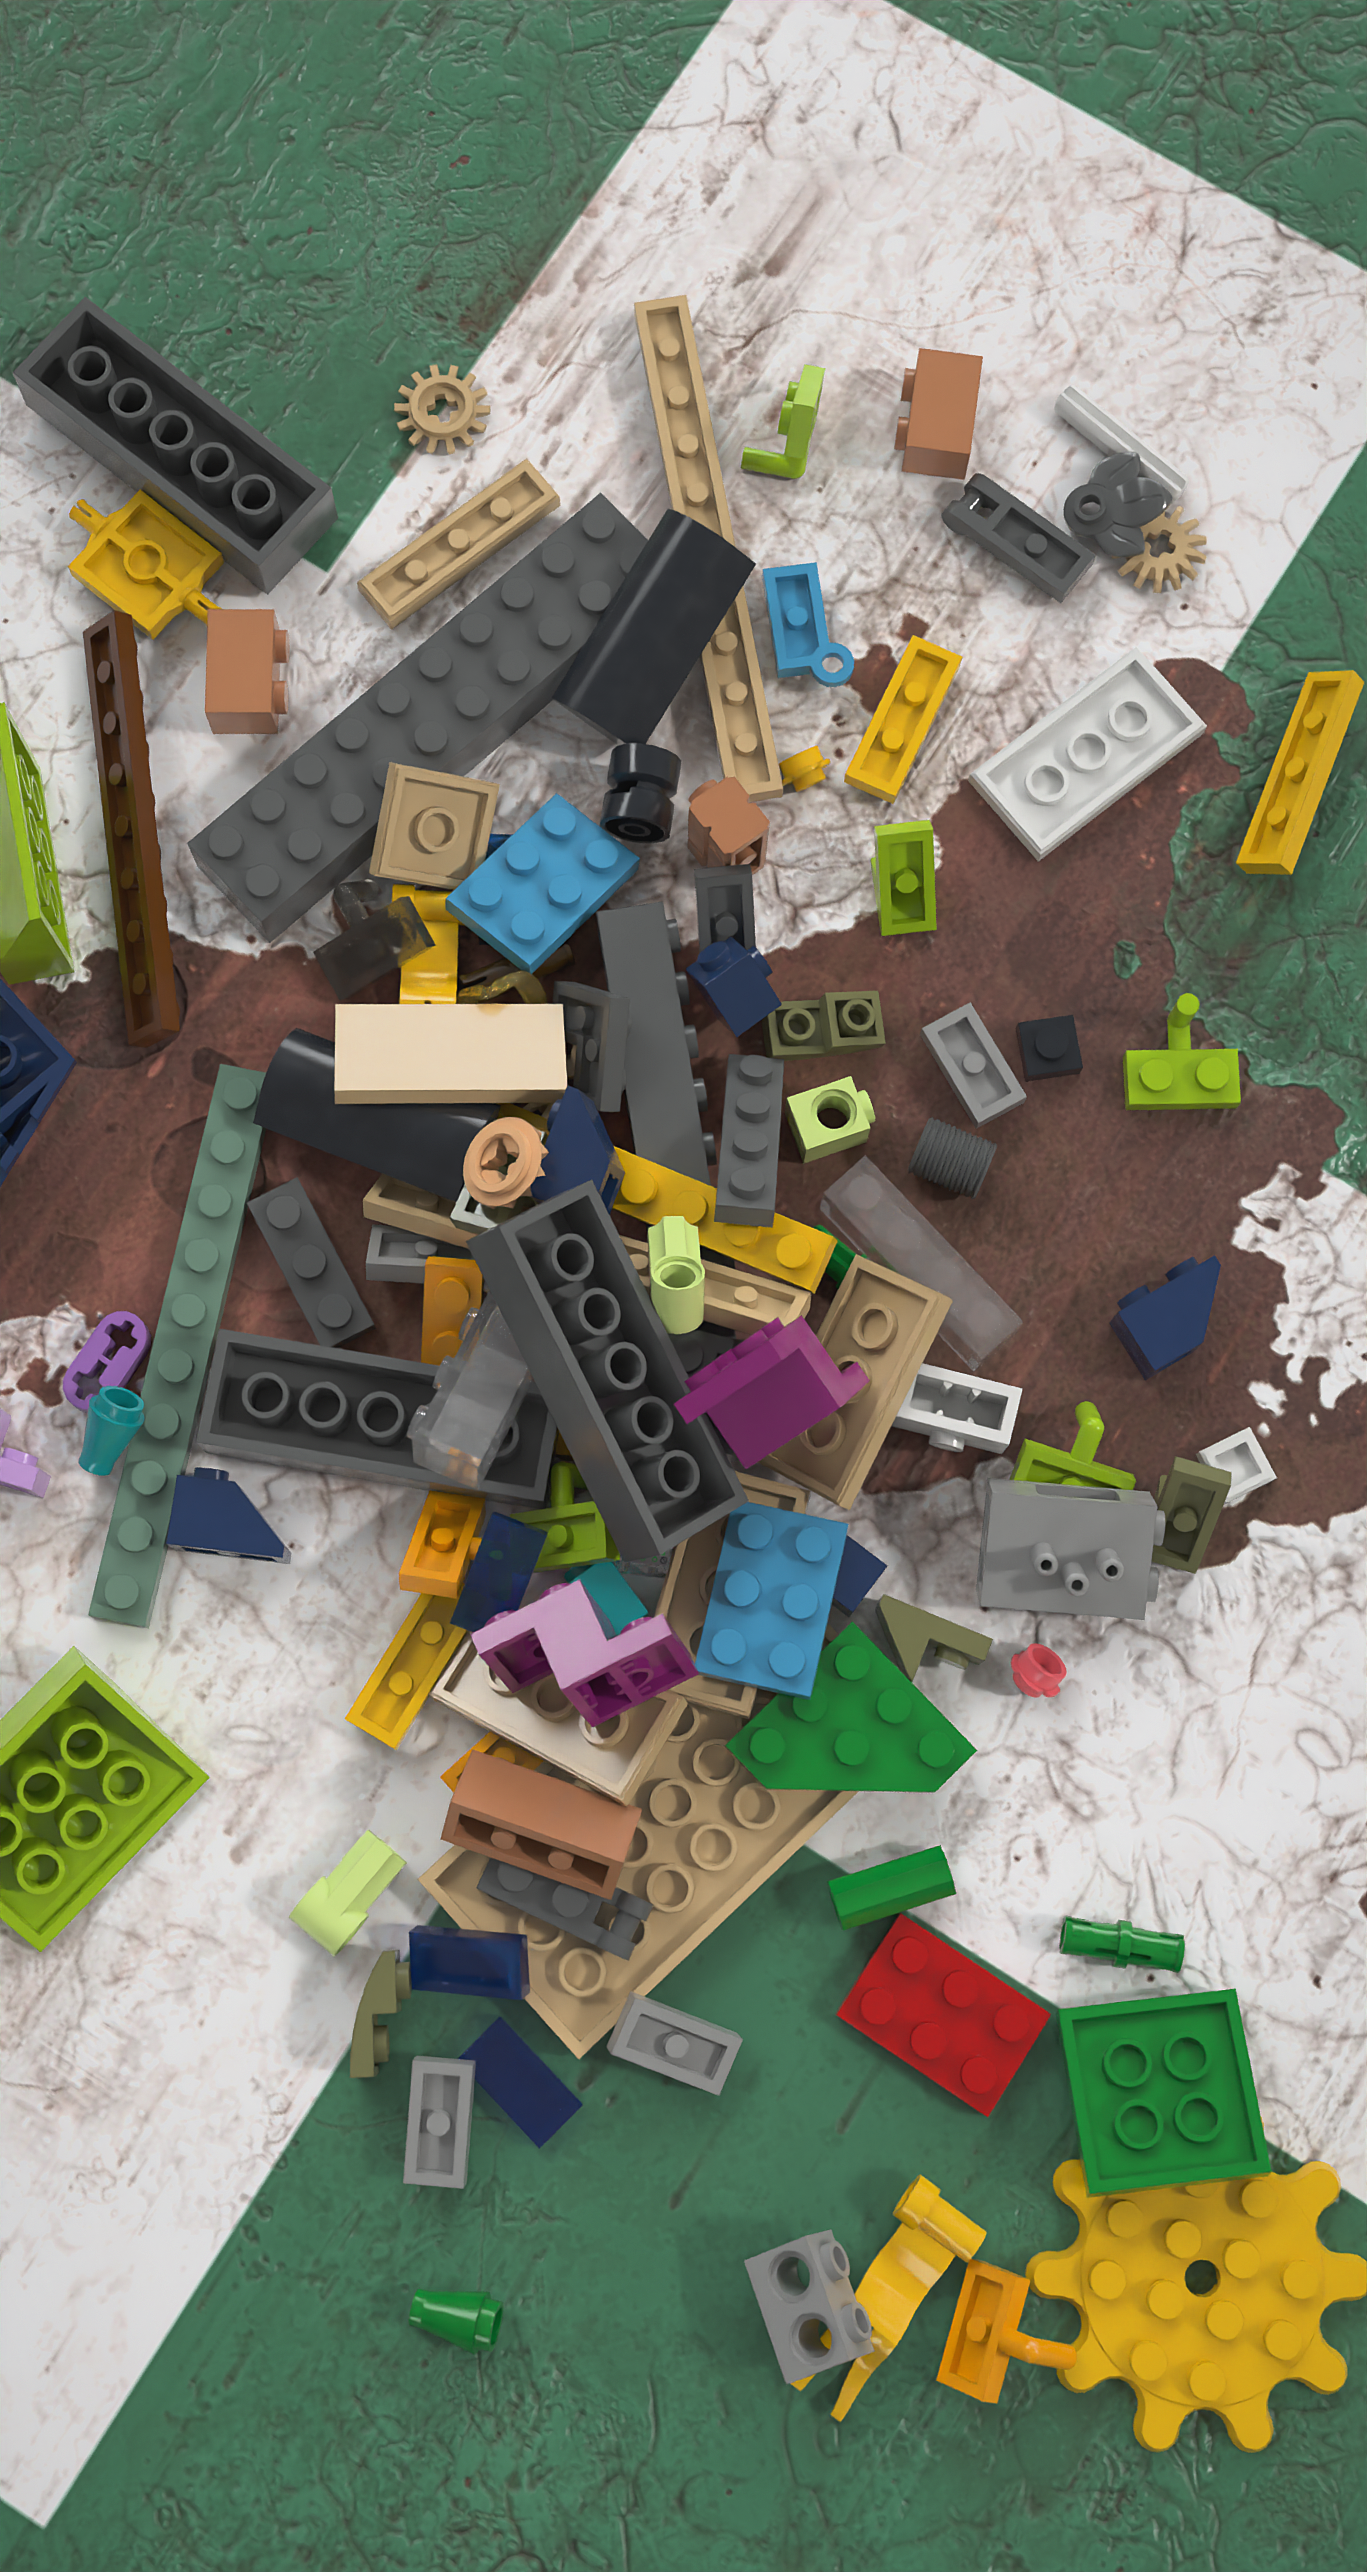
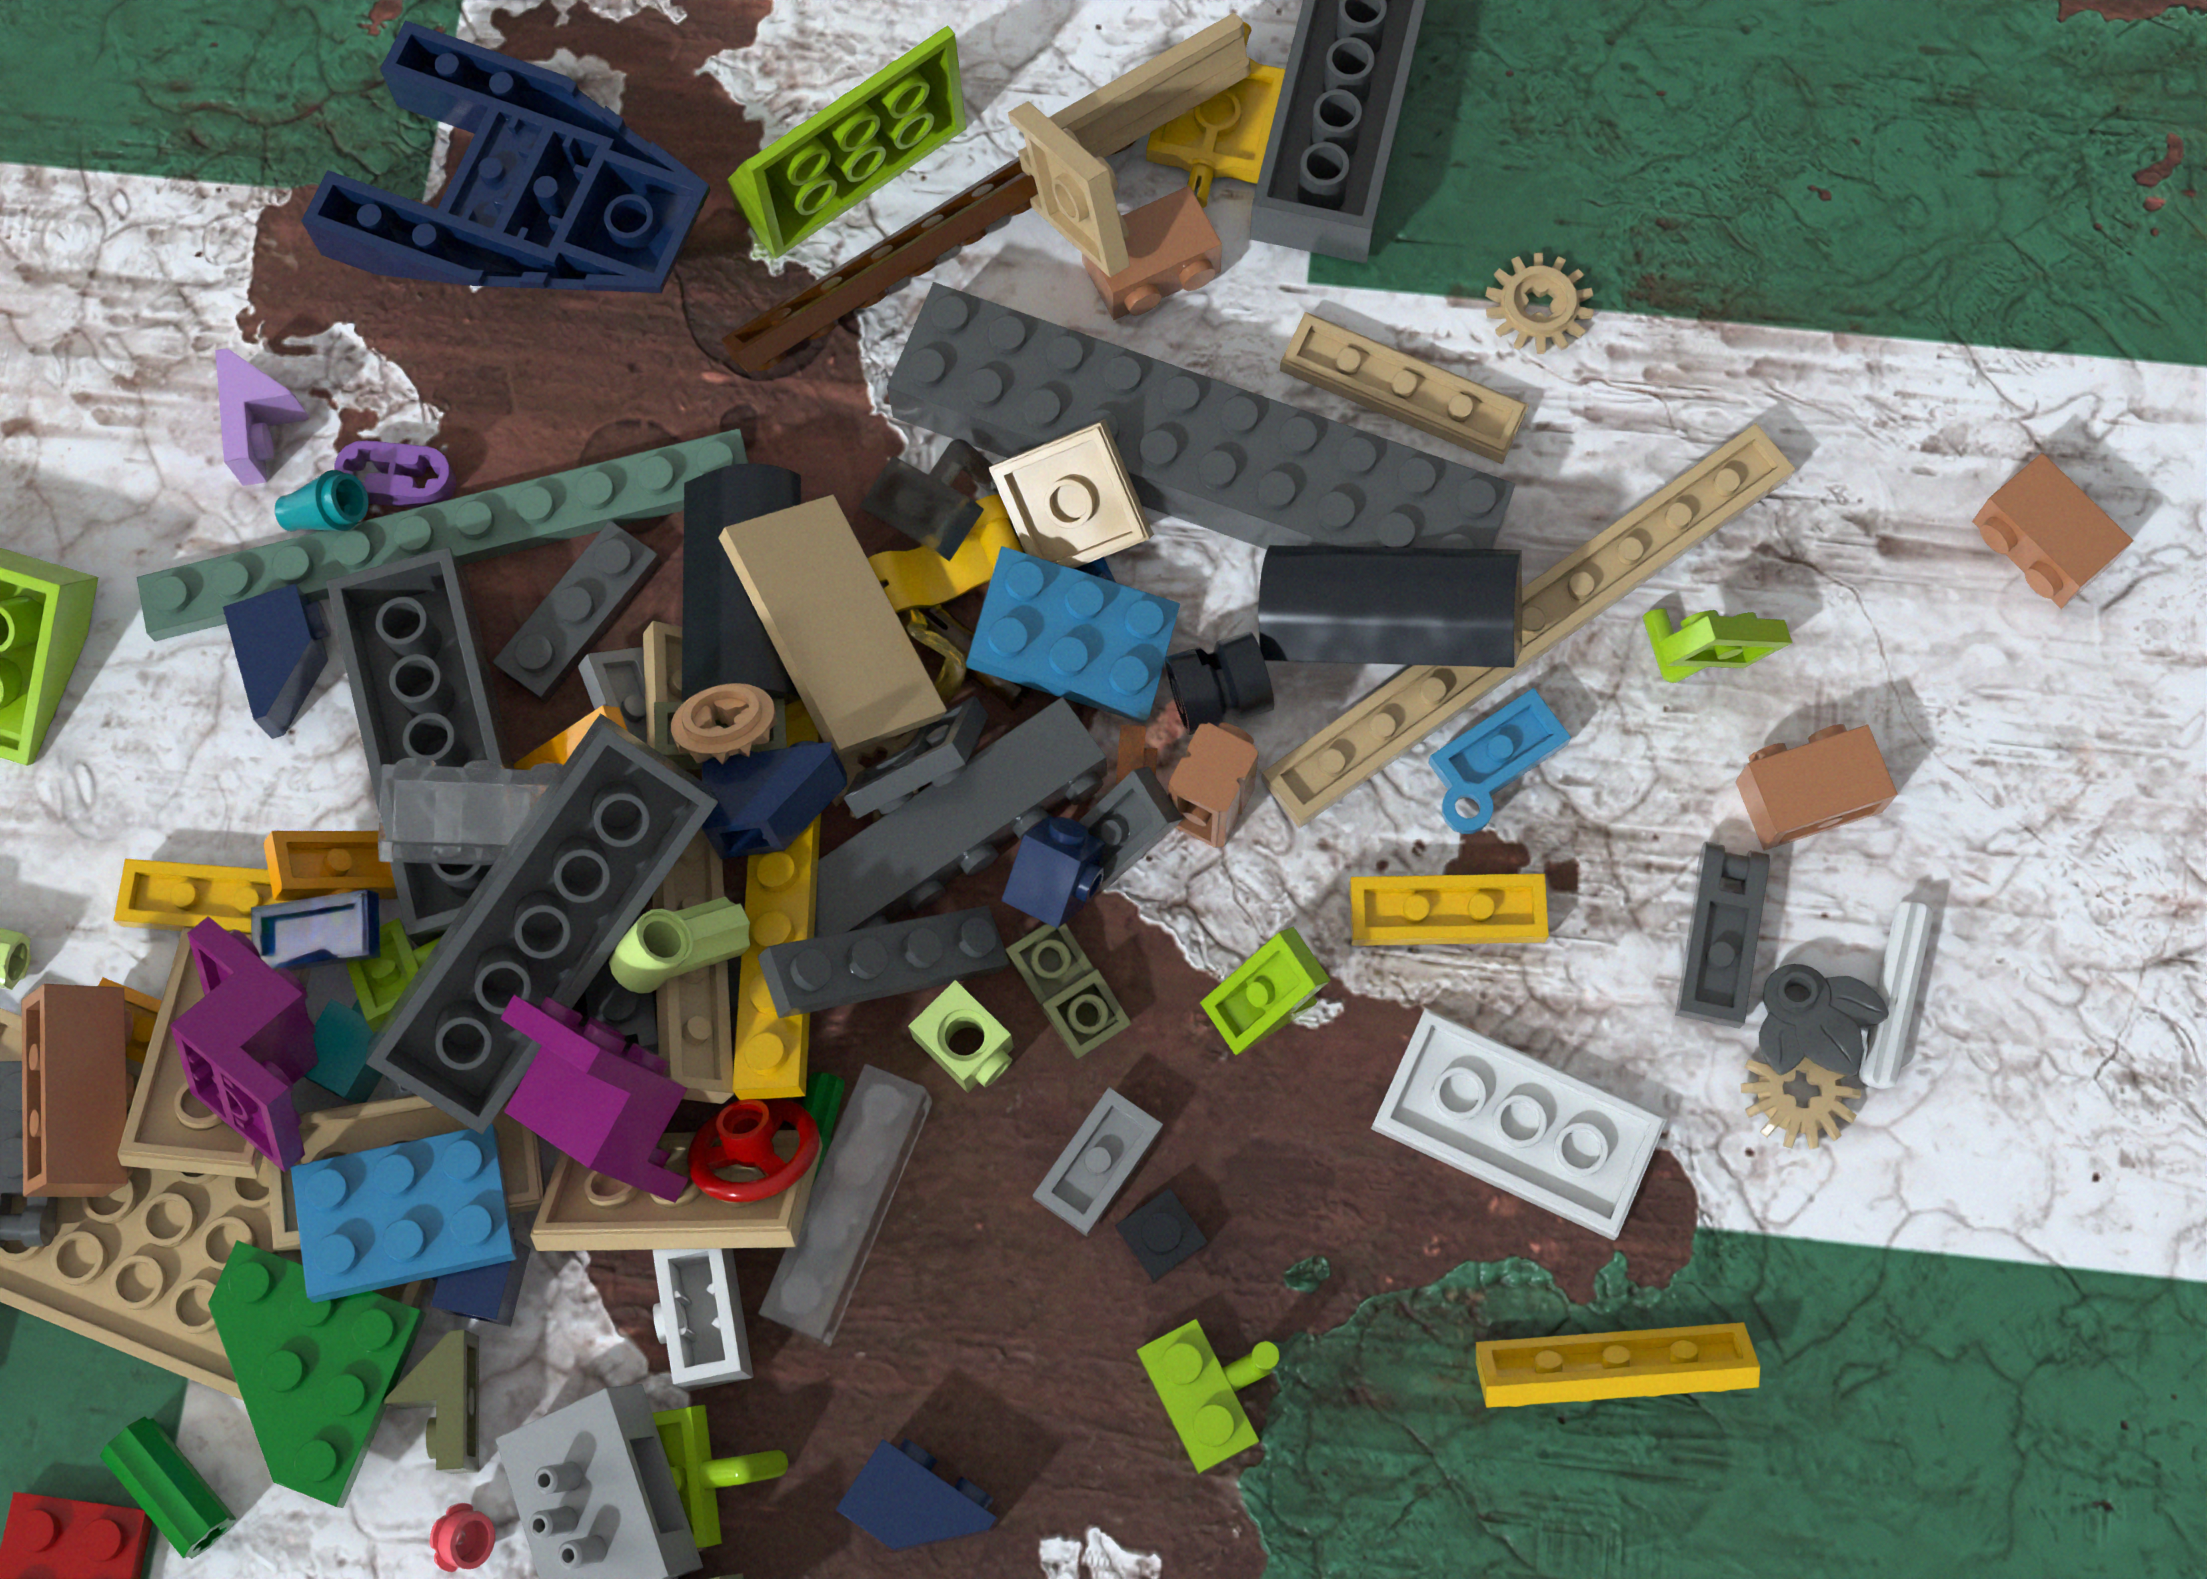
camera: 70 degrees right, 5 degrees down
(159, 692) = (1070, 146): none -> tan bracket
(672, 887) = (1133, 751): none -> clear orange plate
(804, 769) = (1338, 835): yellow plate -> none
(828, 147) = (2051, 531): none -> nougat brick
(850, 1301) = (747, 1140): none -> red piece
(952, 1158) = (981, 1185): dark grey piece -> none

